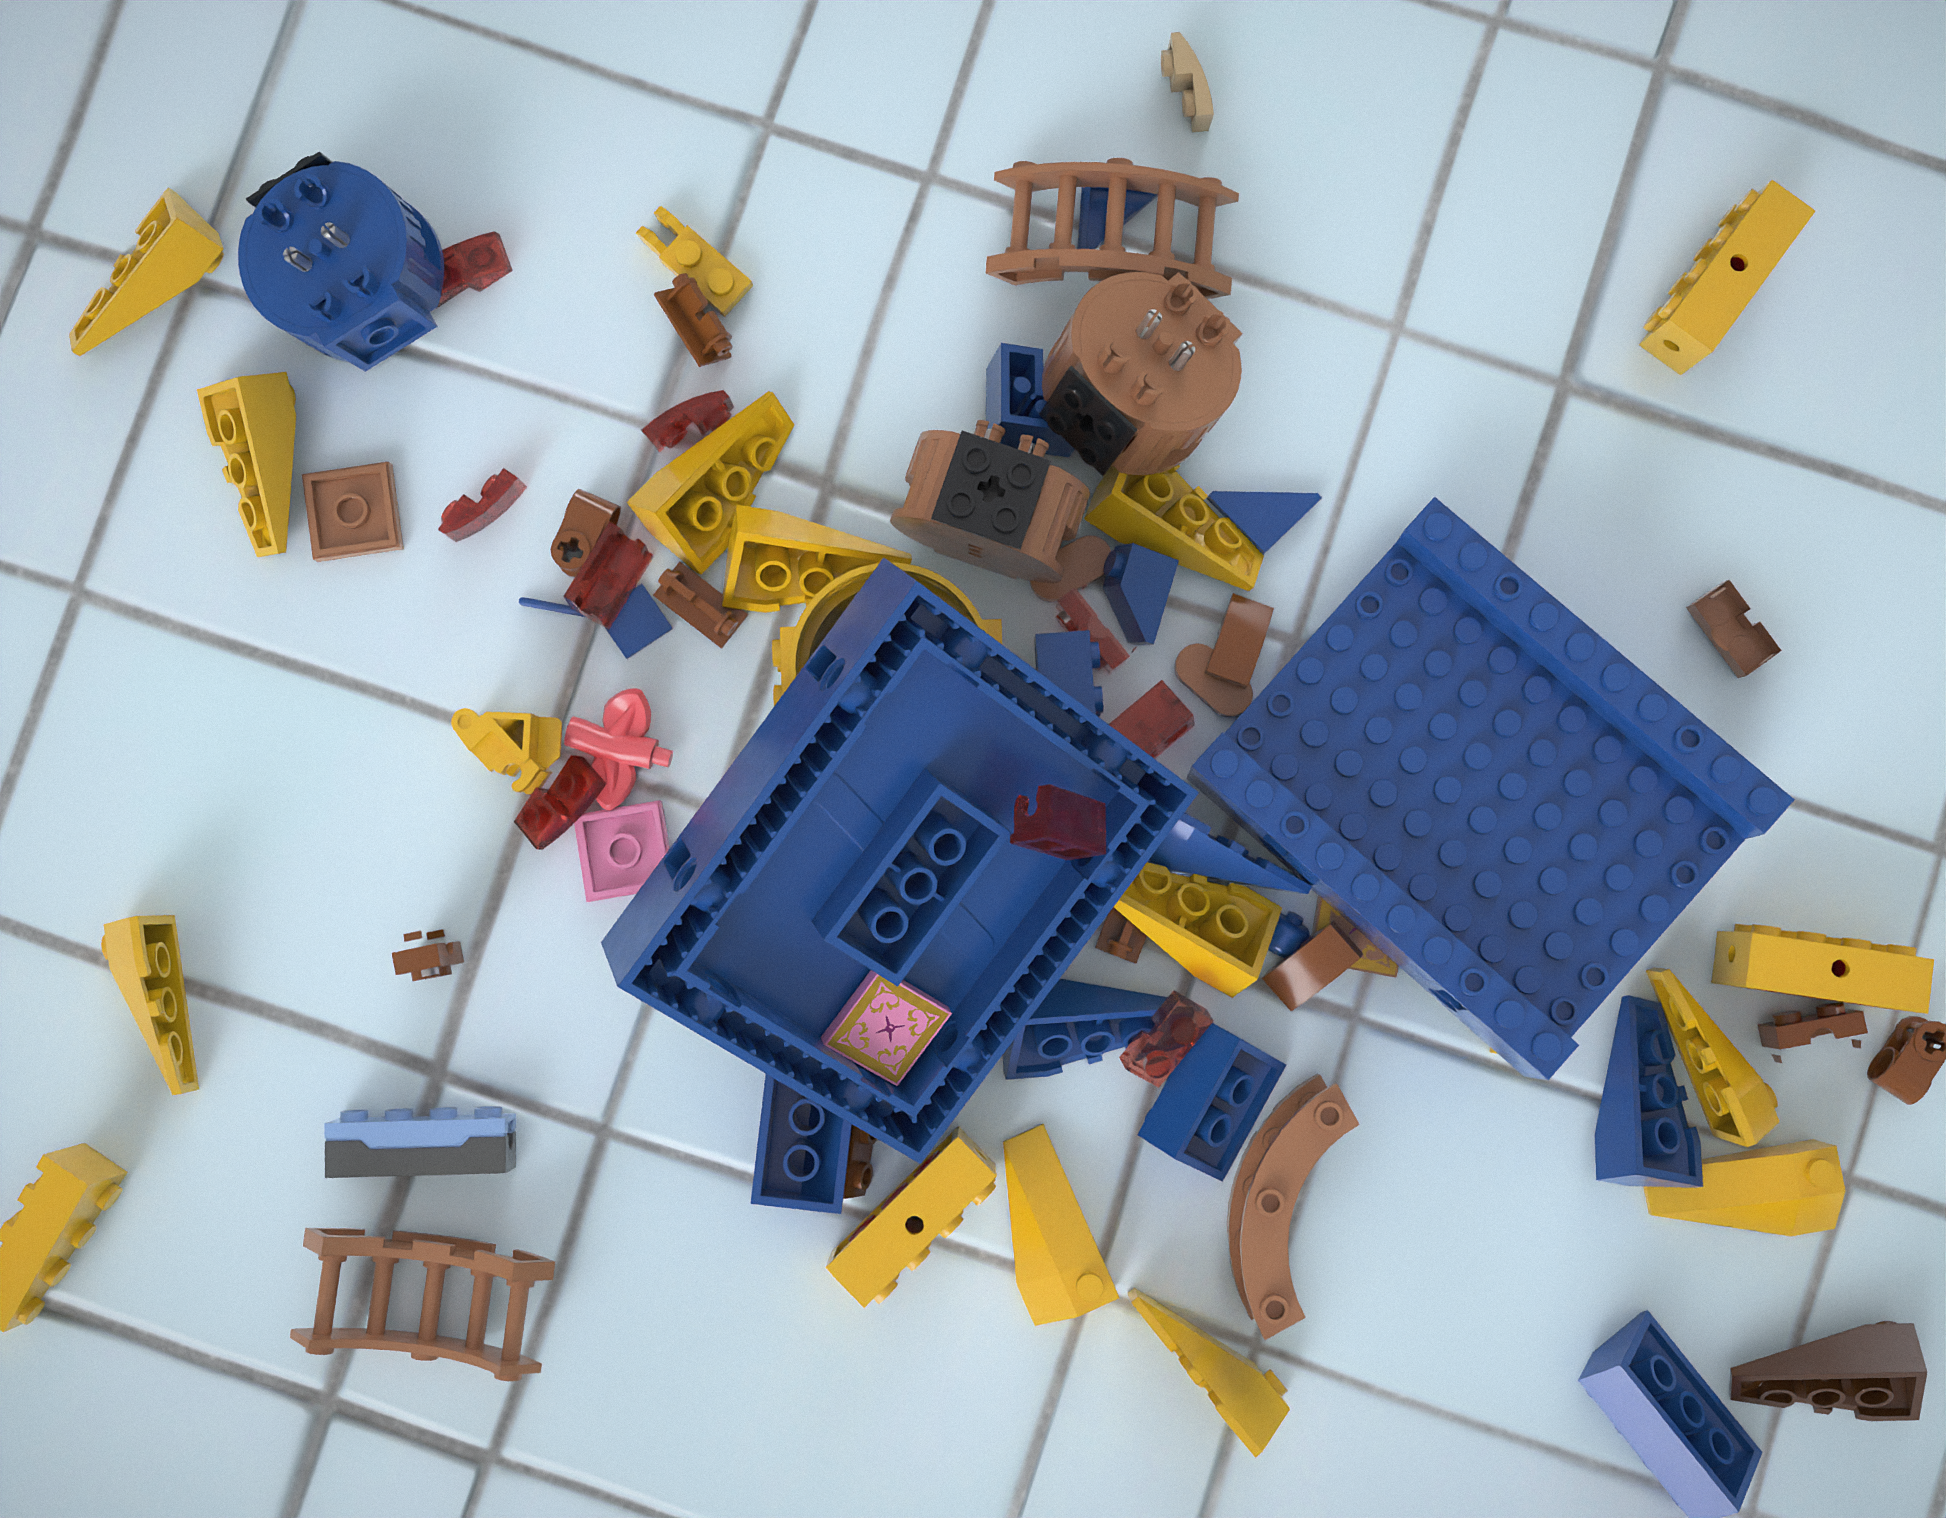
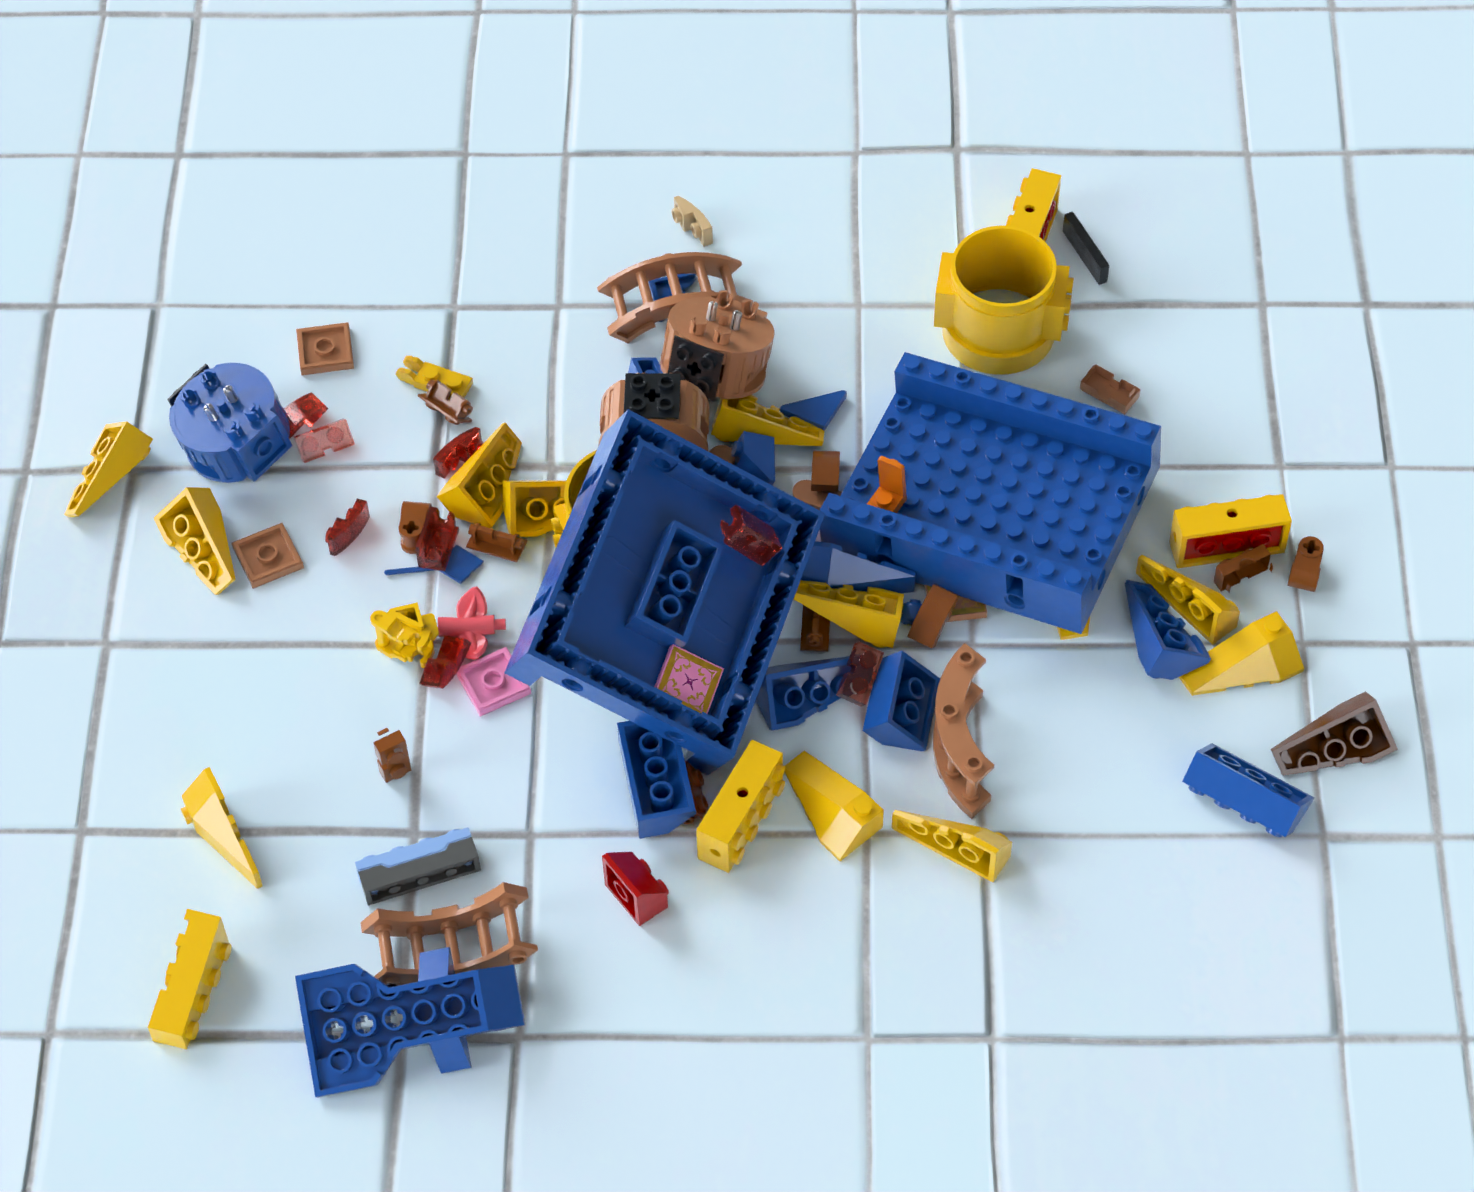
camera: 15 degrees left, 30 degrees down
(256, 1414) = (434, 1010): none -> blue piece
(476, 329) = (314, 442): none -> clear red piece
(542, 145) = (325, 348): none -> nougat tile
(720, 1291) = (634, 885): none -> red slope
(1314, 756) = (892, 488): none -> orange bracket
(1696, 377) = (1002, 335): none -> yellow cylinder
(1796, 341) = (1085, 248): none -> black tile

